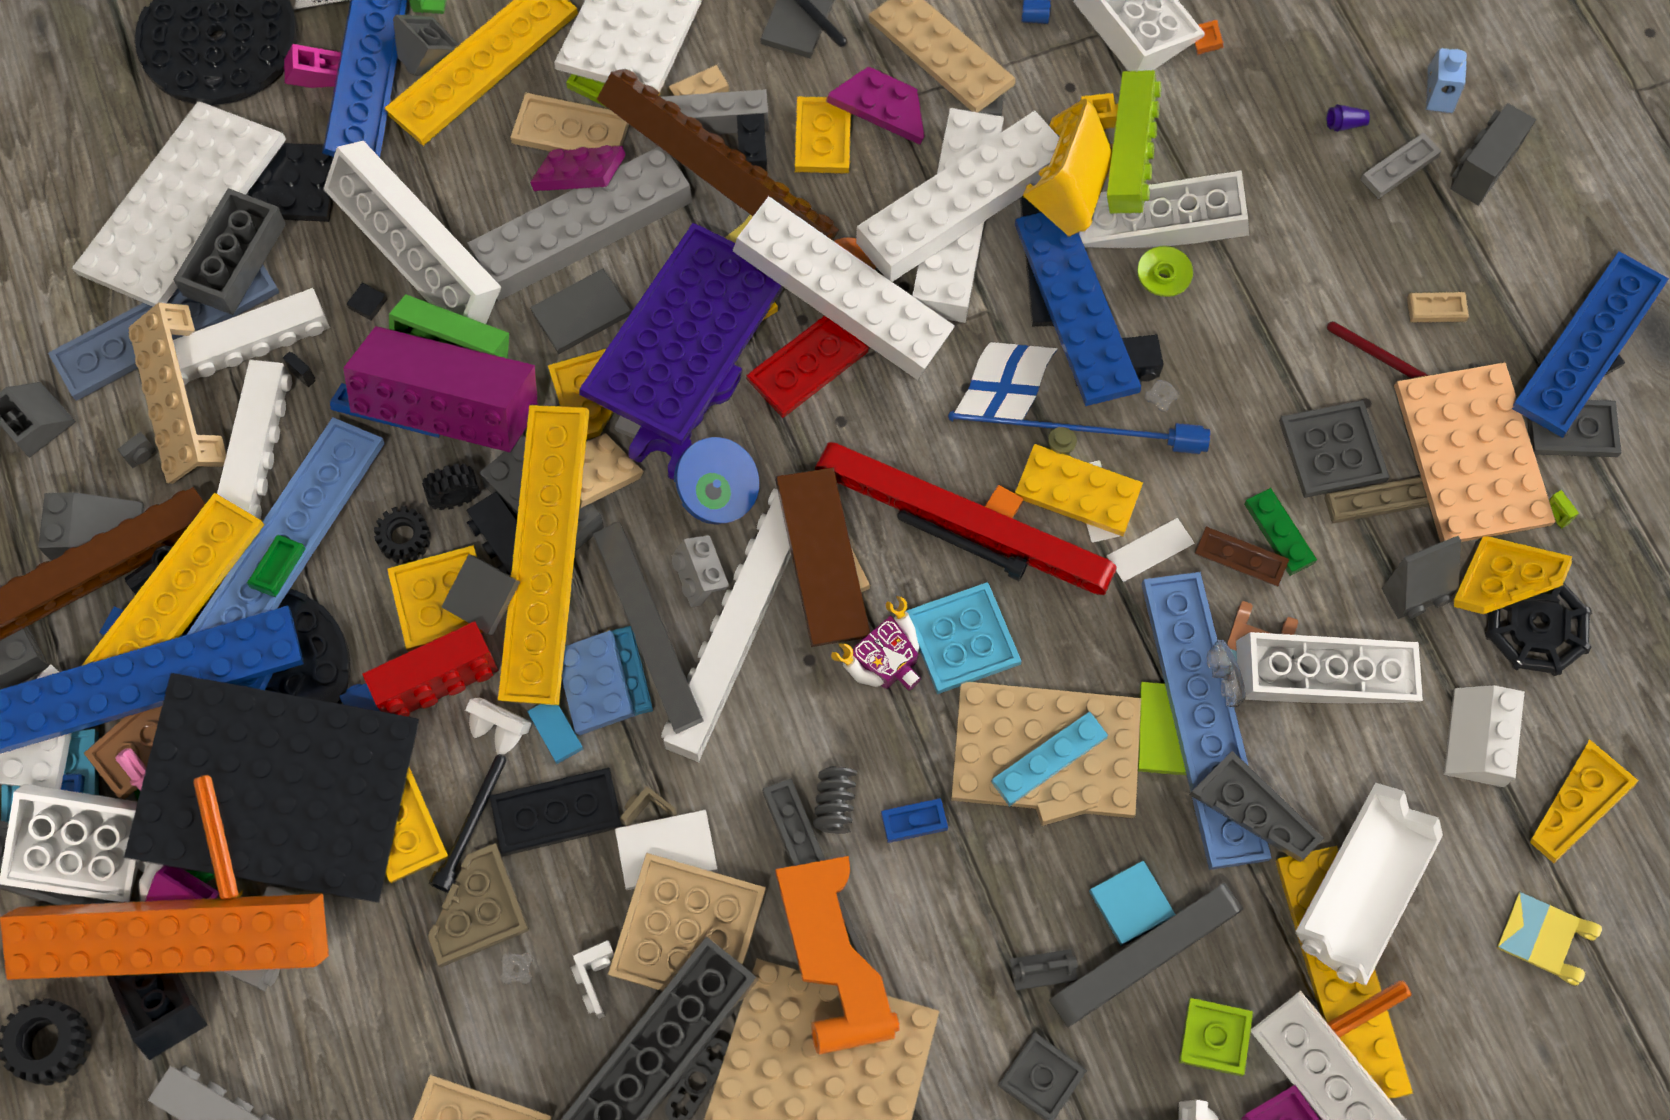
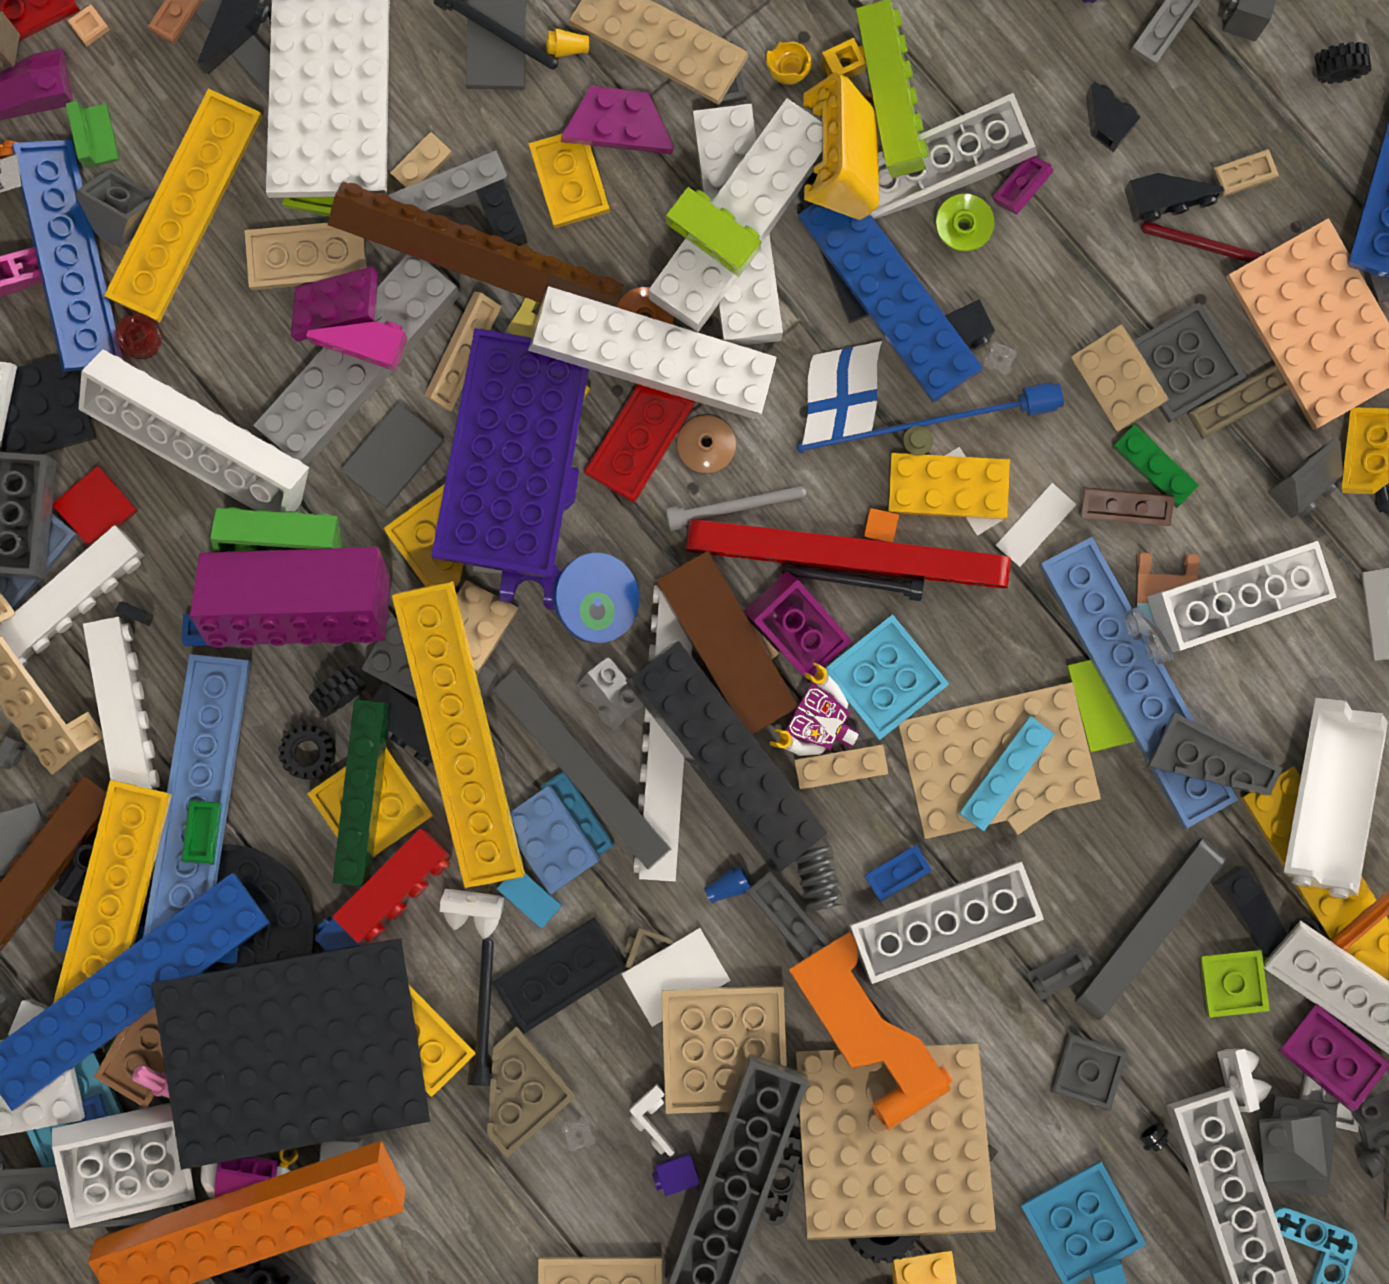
camera: 20 degrees left, 15 degrees up
(215, 837) = (260, 1123): orange axle -> none
(304, 270) = (94, 506): none -> red tile
(366, 301) = (171, 516): black tile -> none
(396, 157) = (142, 347): none -> clear red wheel
(436, 574) = (361, 792): none -> dark green brick
(480, 594) = (411, 794): dark grey tile -> none
(590, 198) = (368, 341): none -> dark pink slope
(596, 1037) = (676, 1174): none -> dark purple brick
(649, 264) = (452, 369): none -> tan plate
(748, 778) = (728, 885): none -> blue cone
(785, 654) = (726, 756): none -> black brick
(819, 439) = (679, 517): none -> light grey piece
(859, 31) = (566, 43): none -> yellow cone
(866, 398) = (701, 458): none -> medium nougat dish
(893, 706) = (841, 767): none -> tan plate
(895, 563) = (797, 625): none -> magenta slope
(931, 191) = (714, 231): none -> lime brick
(945, 878) = (945, 922): none -> white brick
(1048, 99) = (788, 62): none -> yellow hair
(1132, 903) = (1122, 883): medium azure tile -> none
(1228, 256) = (1022, 184): none -> magenta plate
(1254, 968) = (1251, 908): none -> black slope
(1268, 443) = (1120, 378): none -> tan plate
(1325, 225) = (1108, 117): none -> black slope
(1357, 302) = (1163, 193): none -> black slope
(1554, 239) = (1343, 62): none -> black tyre

